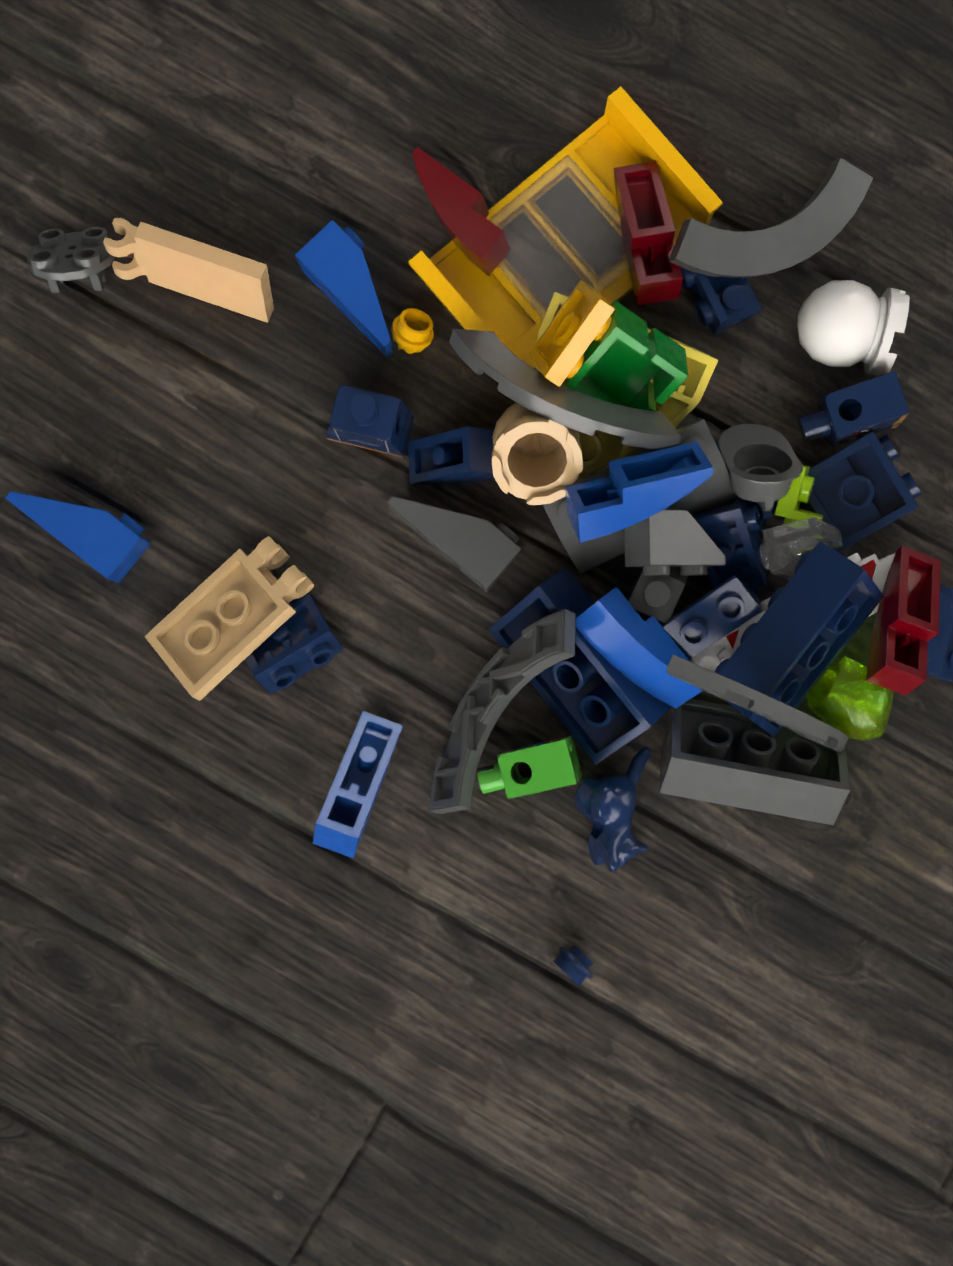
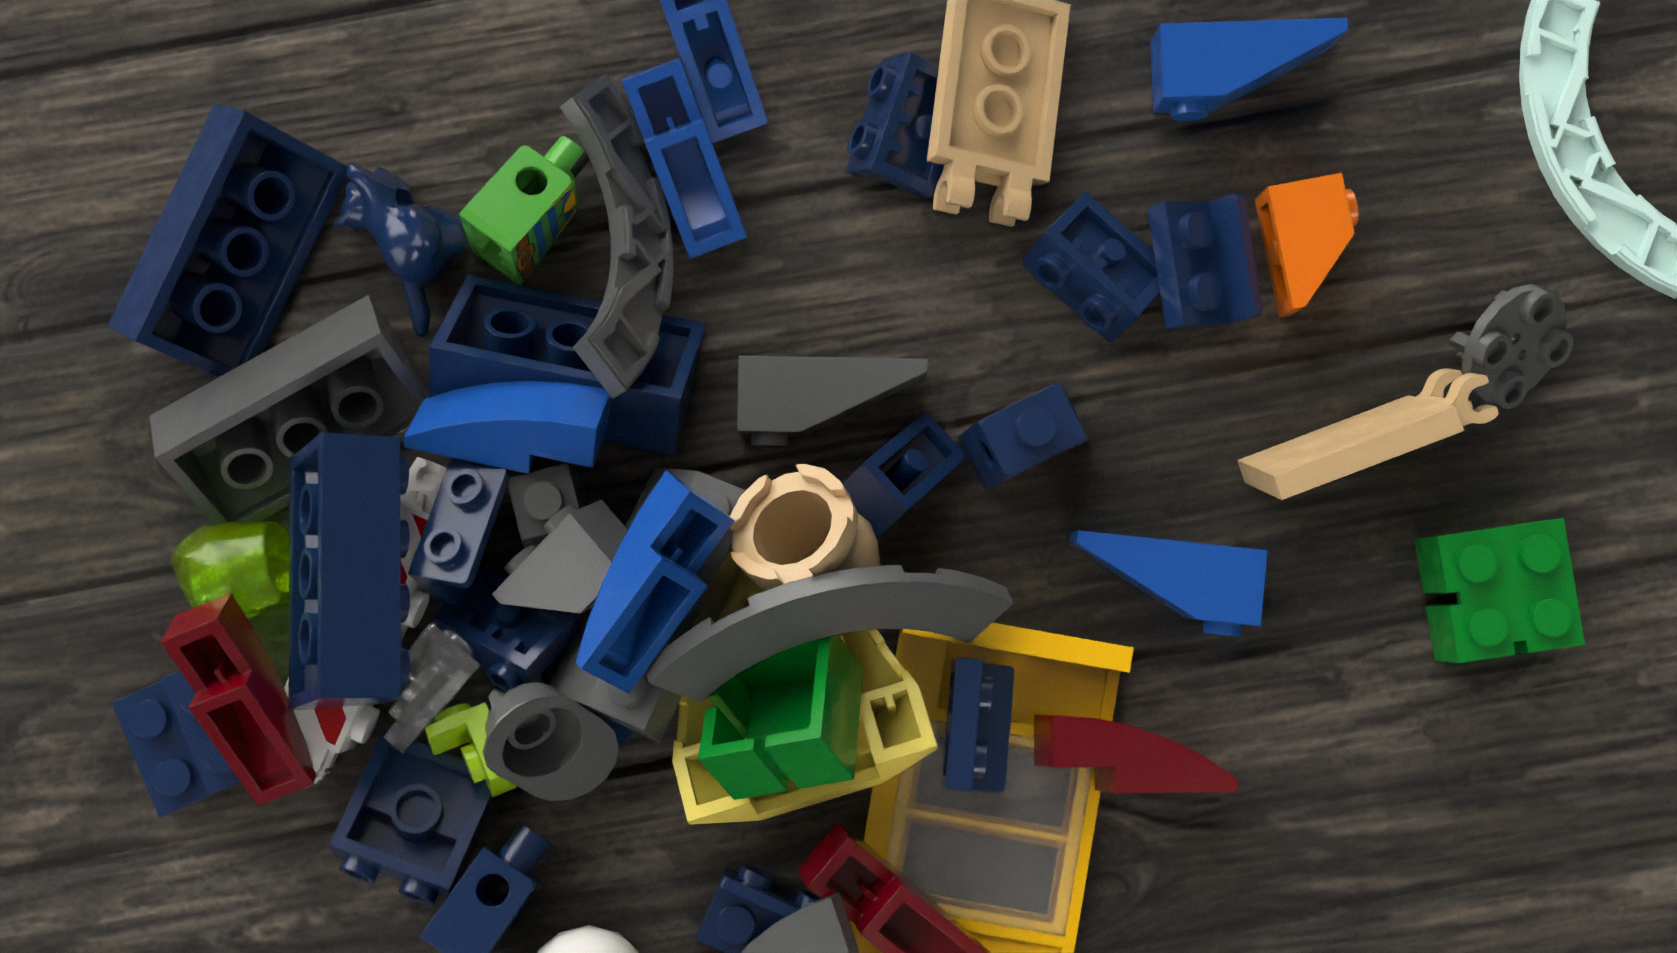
camera: 145 degrees right, 0 degrees up
(130, 404) = (1304, 234): none -> orange slope
(183, 139) = (1509, 589): none -> green piece
(194, 434) = (1205, 262): none -> dark blue bracket
(253, 480) = (1095, 267): none -> dark blue bracket
(412, 330) = (1065, 581): yellow plate -> none
(424, 728) = (684, 158): none -> blue slope
(525, 291) = (977, 726): none -> dark blue bracket
(570, 333) = (872, 702): yellow plate -> none
(574, 964) = (316, 41): dark blue plate -> none
(715, 887) = (228, 243): none -> dark blue slope
(757, 703) = (258, 477): dark grey tile -> none

